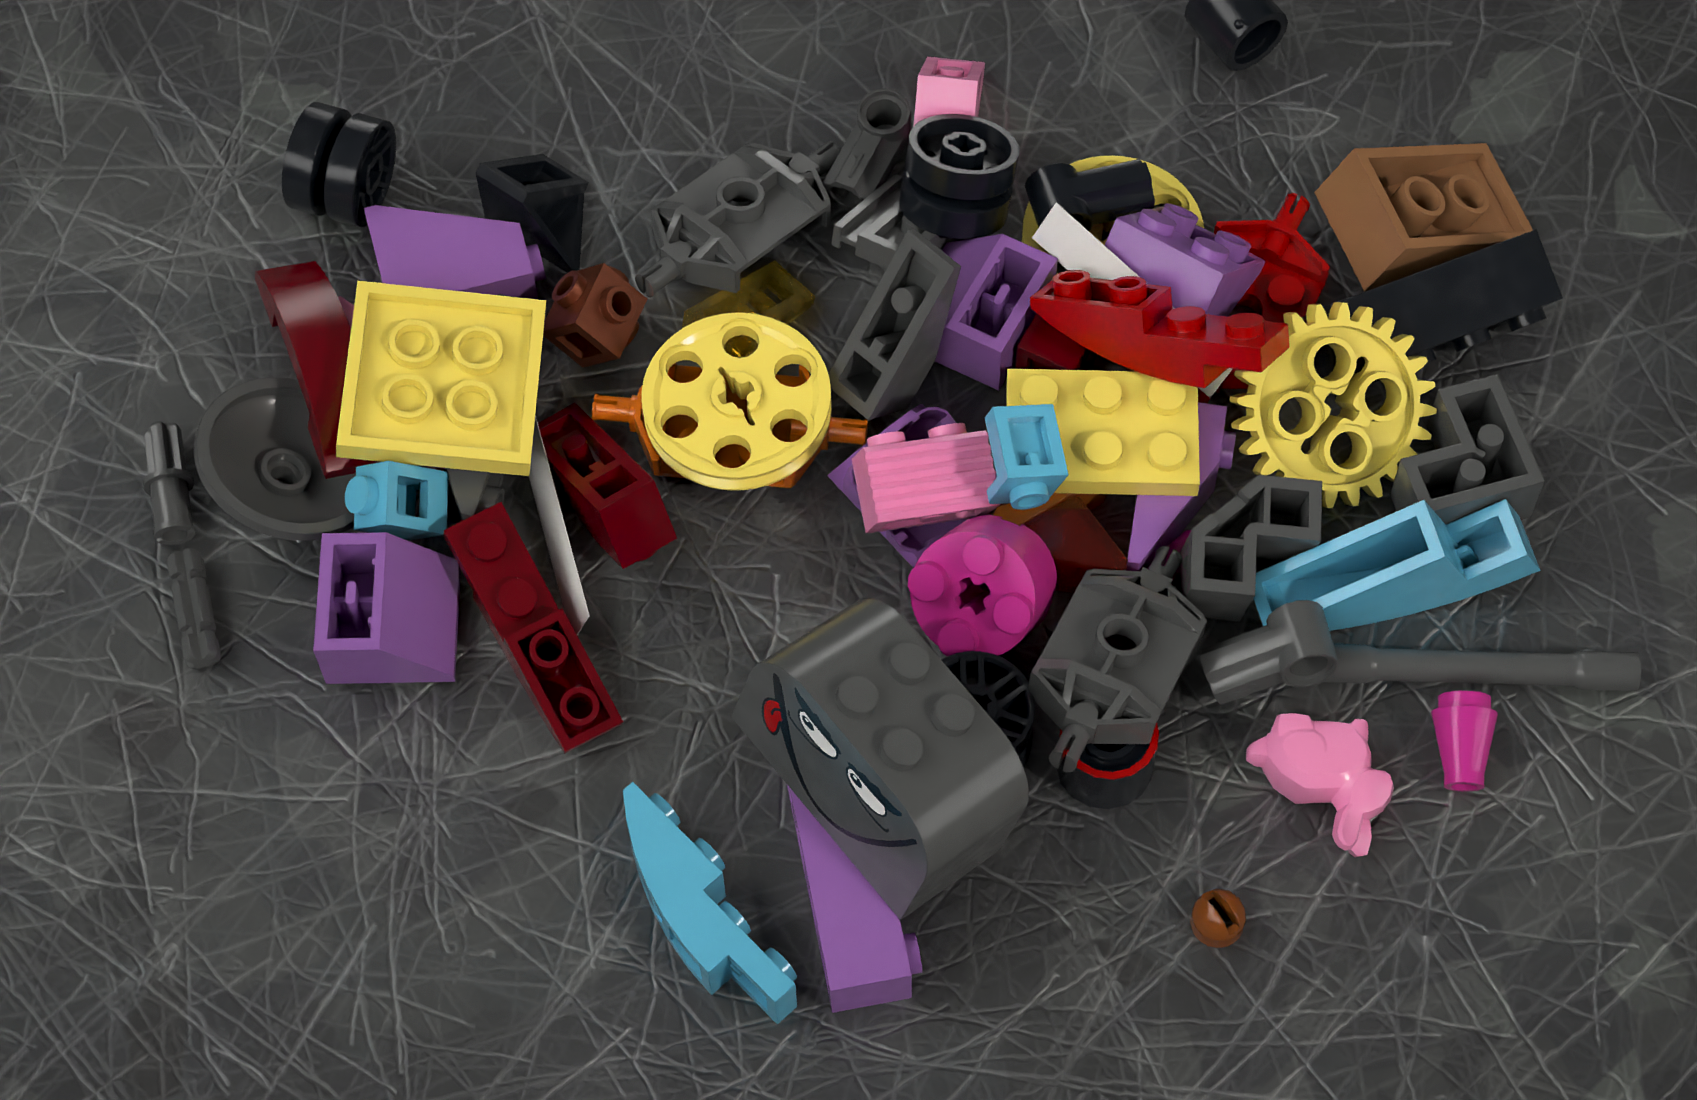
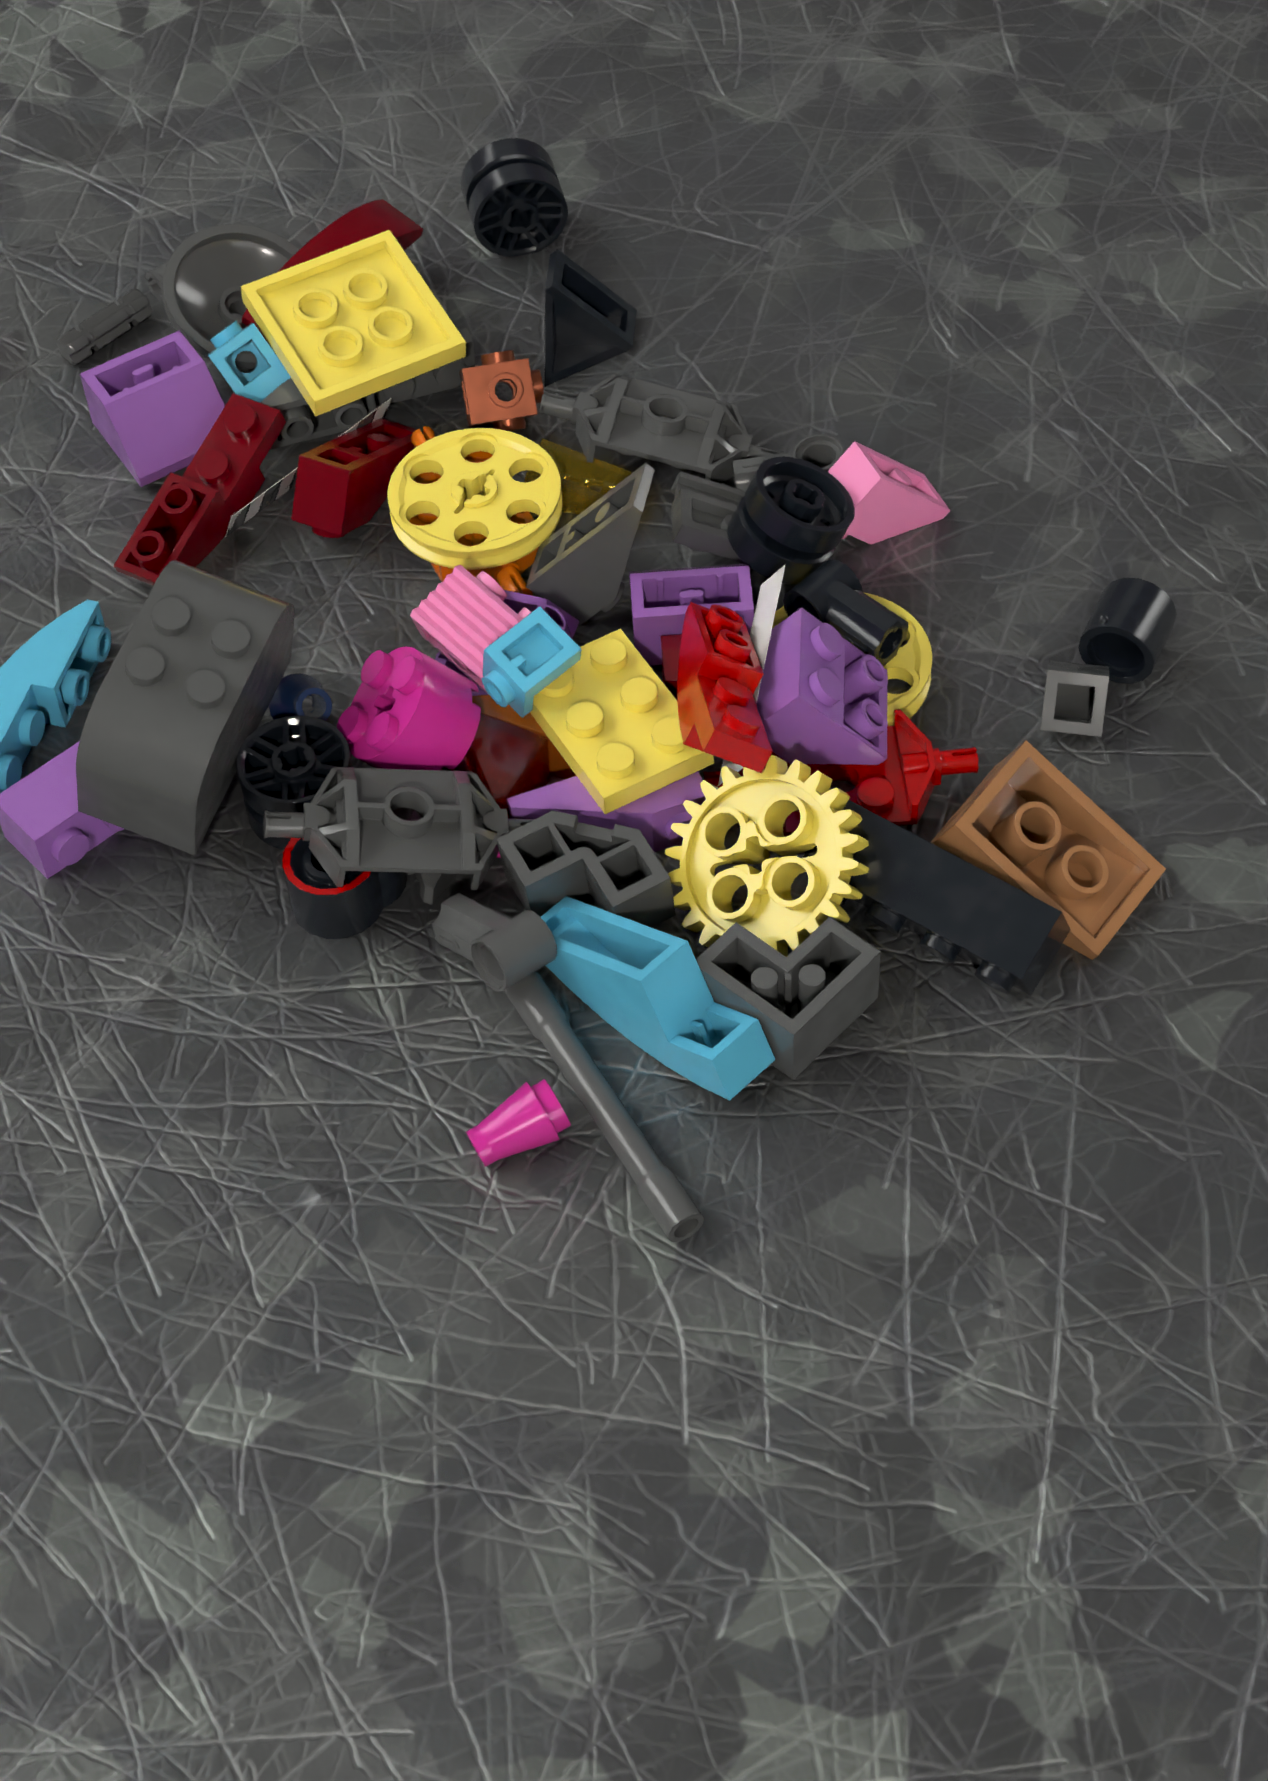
camera: 60 degrees right, 10 degrees down
(453, 252) = (486, 296): medium lavender slope -> none
(1209, 925) = (246, 1040): dark orange hinge -> none
(1272, 96) = (1075, 698): none -> dark grey brick
(1326, 765) = (423, 1040): bright pink animal -> none

